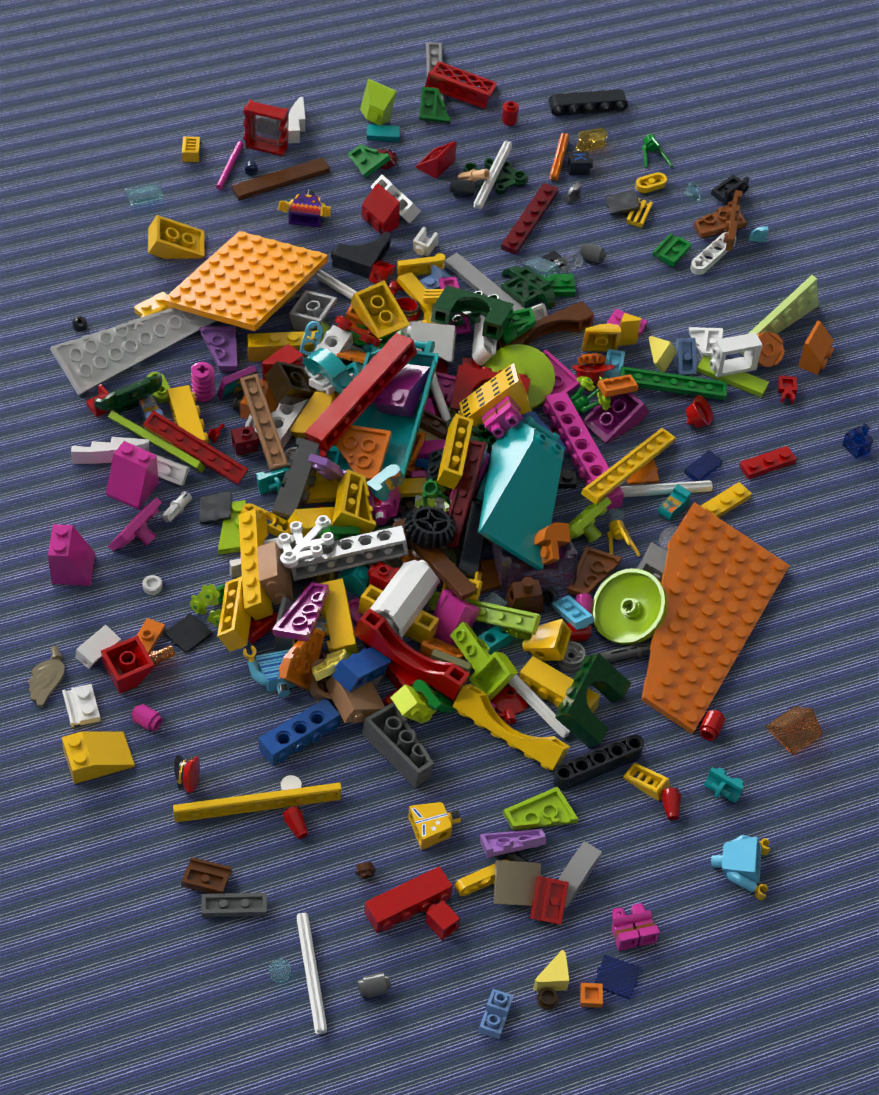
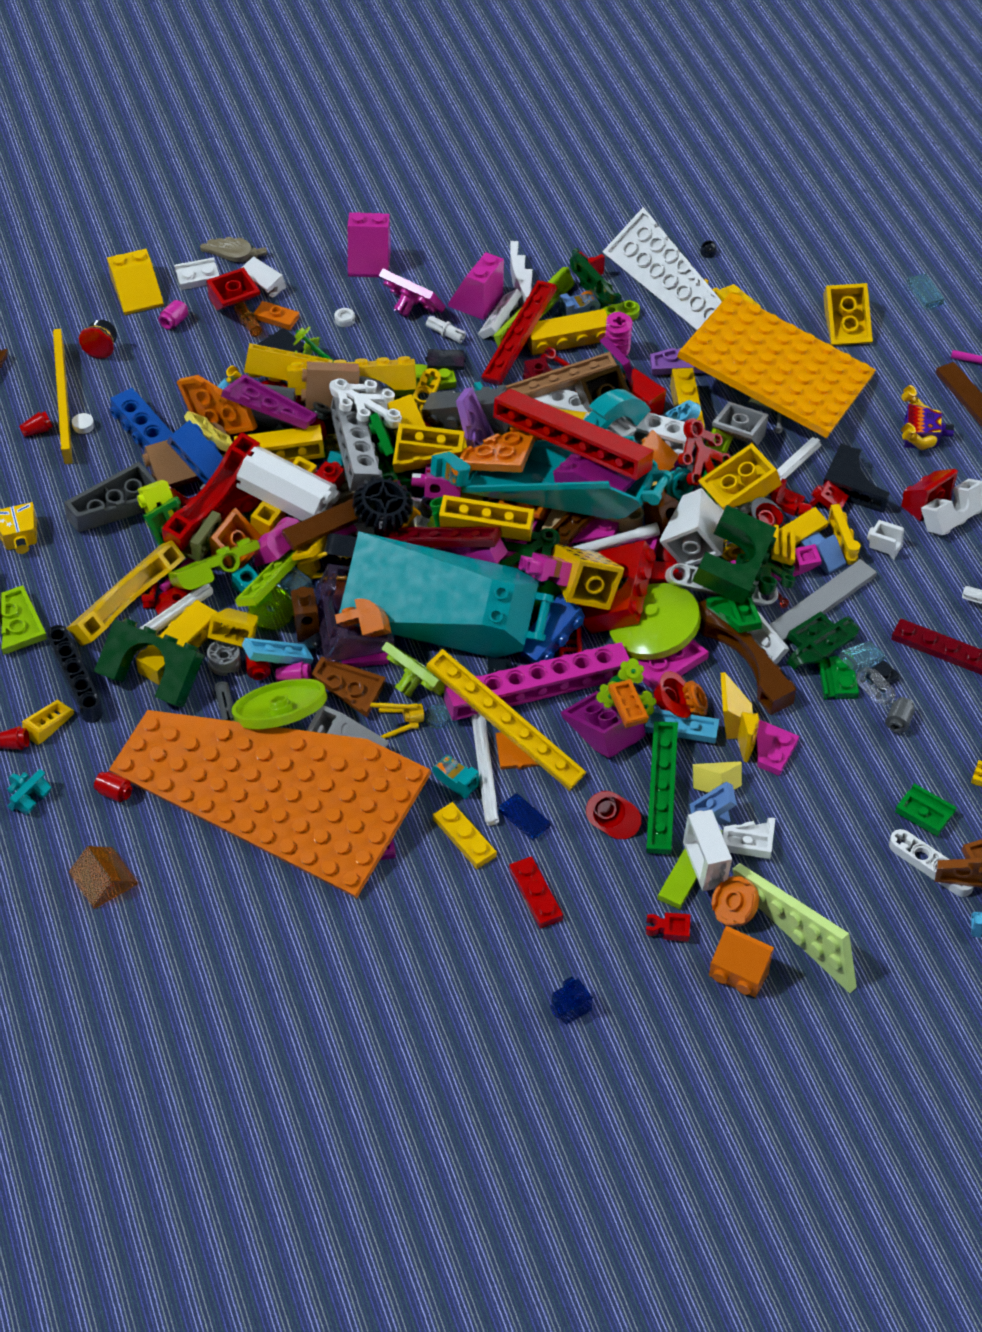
camera: 95 degrees right, 0 degrees up
(299, 585) = (321, 410): none -> pearl dark grey bush

